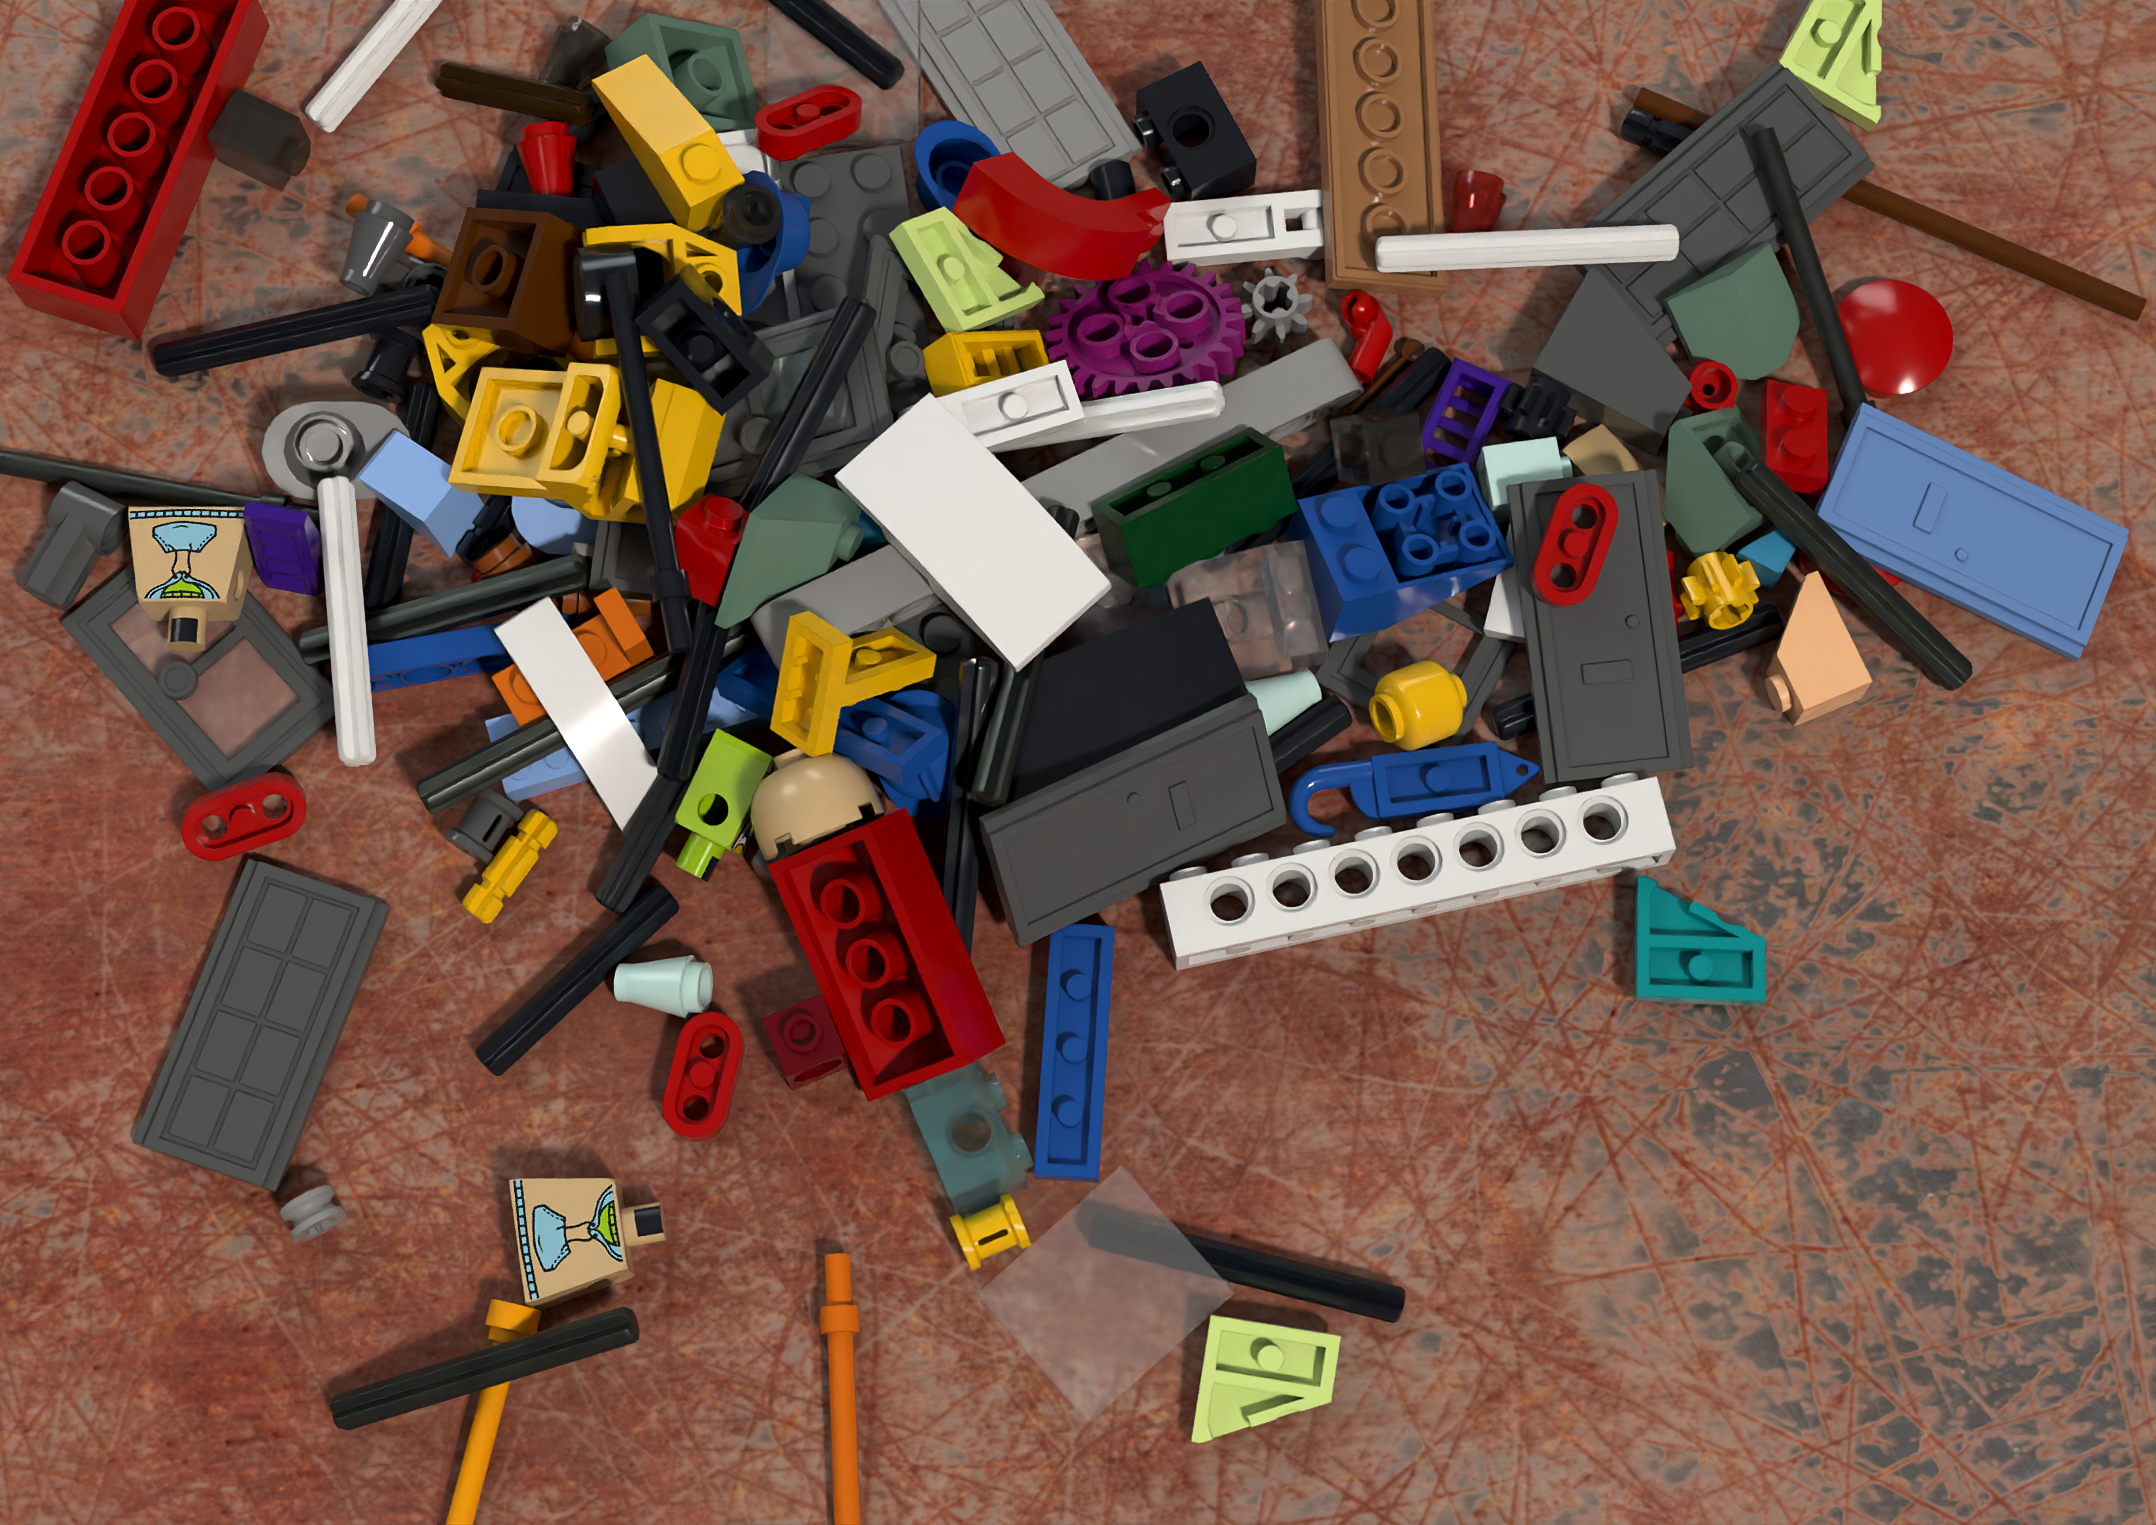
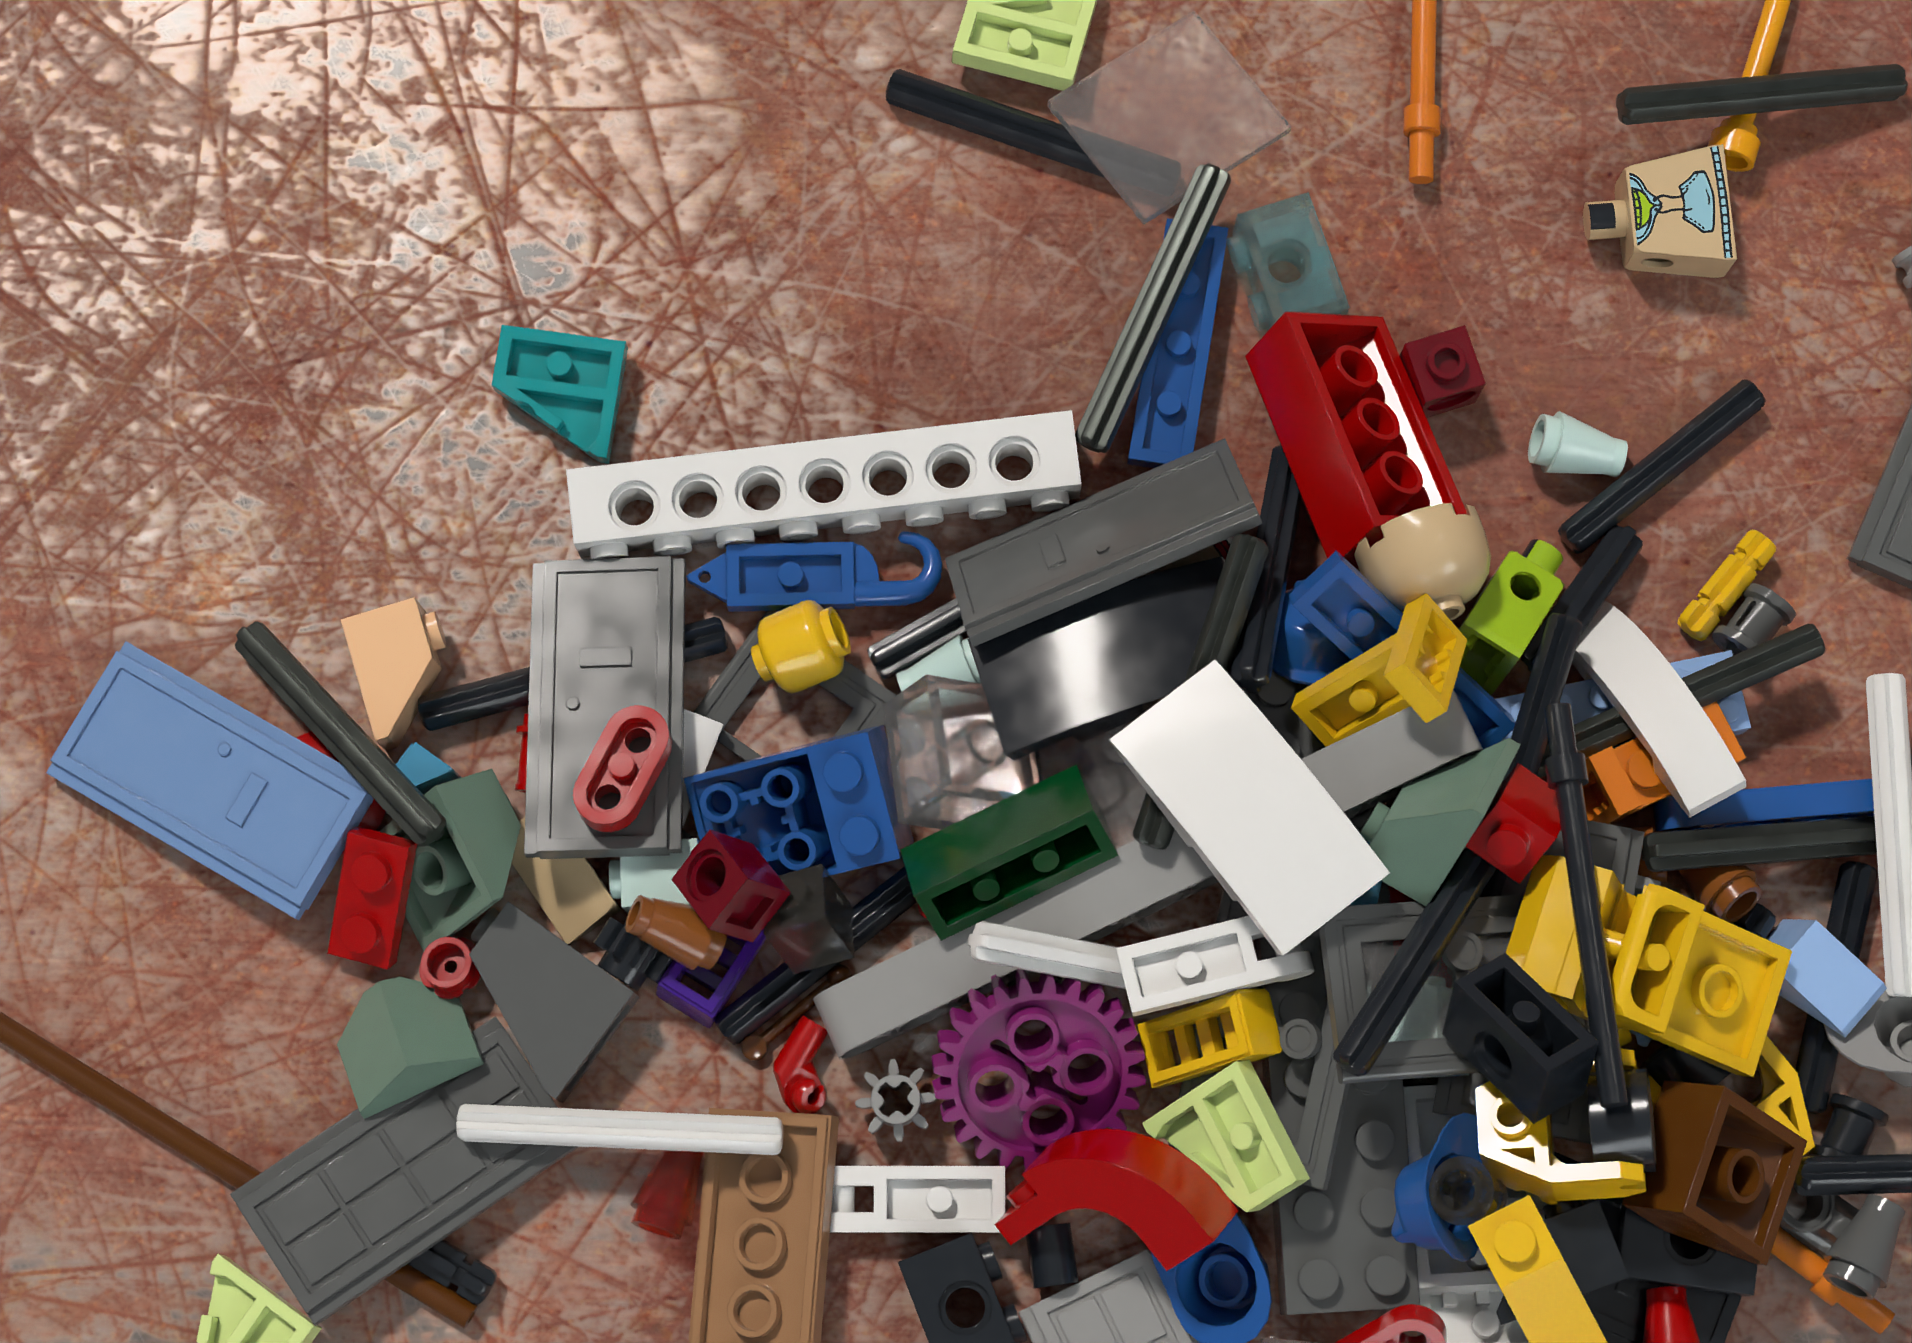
camera: 175 degrees left, 5 degrees up
(703, 1078) = (1540, 358): red plate -> none
(990, 1231) = (1273, 180): yellow bush -> none
(1103, 1075) = (1152, 308): none -> pearl dark grey axle
(1455, 448) = (730, 886): none -> dark red brick
(1497, 417) = (675, 931): none -> dark orange cone
(1719, 590) = (477, 737): yellow gear -> none
(1810, 274) = (321, 1070): pearl dark grey bar -> none
(1896, 336) = (248, 1009): red dish -> none

